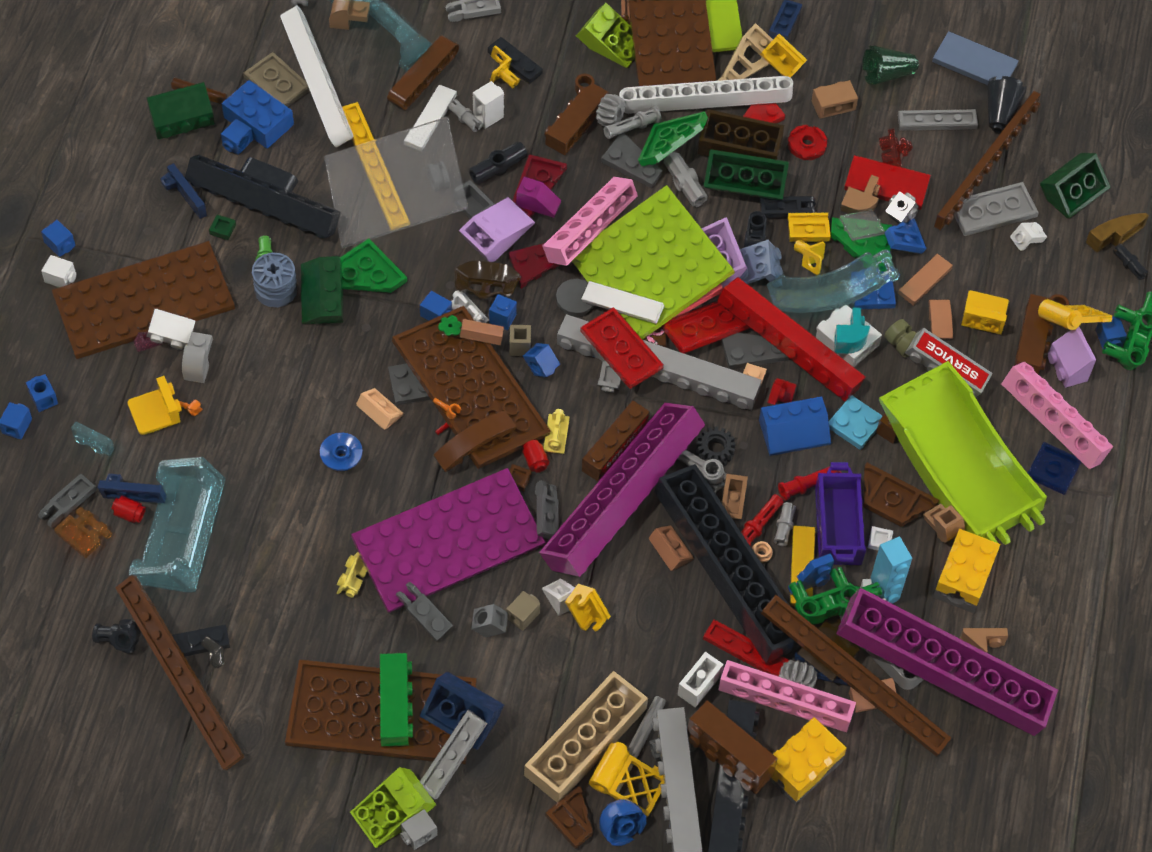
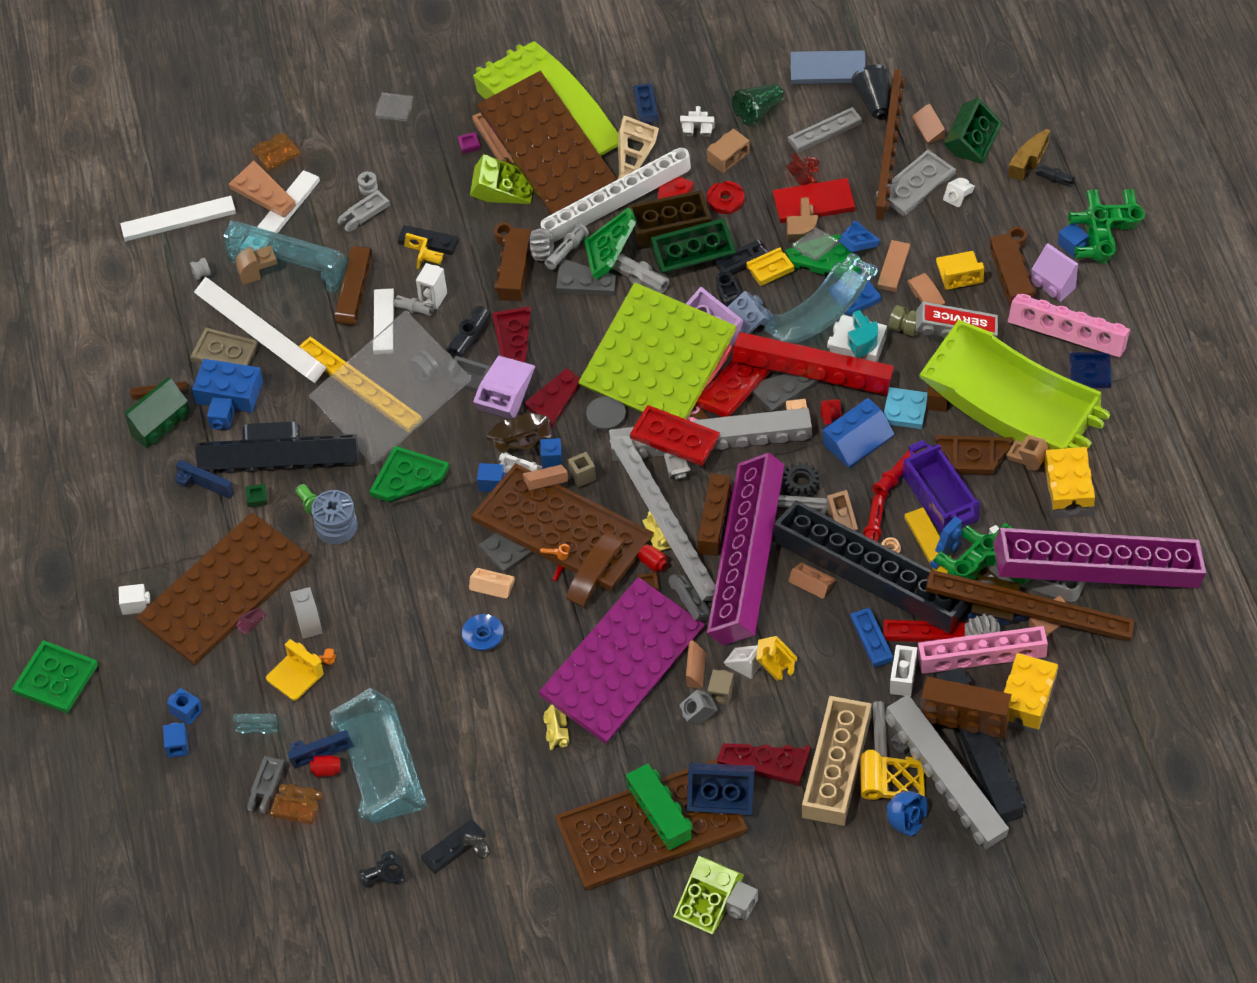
camera: 20 degrees left, 5 degrees down
(58, 238) = (114, 571): blue brick -> none
(170, 329) = (268, 599): white brick -> none
(179, 672) = (458, 873): reddish brown plate -> none
(322, 290) = (382, 507): dark green slope -> none
(425, 612) = (638, 727): dark grey hinge -> none
(450, 326) = (516, 484): green plant -> none
(452, 754) = (735, 825): light grey tile -> none
(513, 578) = (695, 665): none -> nougat slope
(531, 710) = (775, 763): none -> dark red wing
(537, 197) = (524, 344): magenta slope -> none
(541, 360) = (610, 477): blue brick -> none
(566, 421) = (664, 517): none -> light grey plate
(571, 818) = (863, 831): reddish brown wing -> none
(590, 221) = (582, 343): bright pink brick -> none
(623, 302) = (654, 396): white tile -> none
(691, 631) = (871, 637): none -> blue plate
(710, 466) = (814, 494): light grey brick -> none
(783, 56) = (663, 133): yellow hinge -> none
(784, 524) = (896, 516): light grey pin -> none
(811, 255) = (787, 287): yellow bracket -> none
(823, 57) = (697, 120): none -> white hips
(879, 536) = (982, 491): white tile -> none
(891, 569) = (1011, 502): medium azure brick -> none
(902, 207) = (840, 221): brick -> none
(985, 637) = (1117, 526): medium nougat slope -> none
(1038, 158) = (929, 124): none -> nougat slope
(1070, 315) = (1034, 239): yellow piece -> none

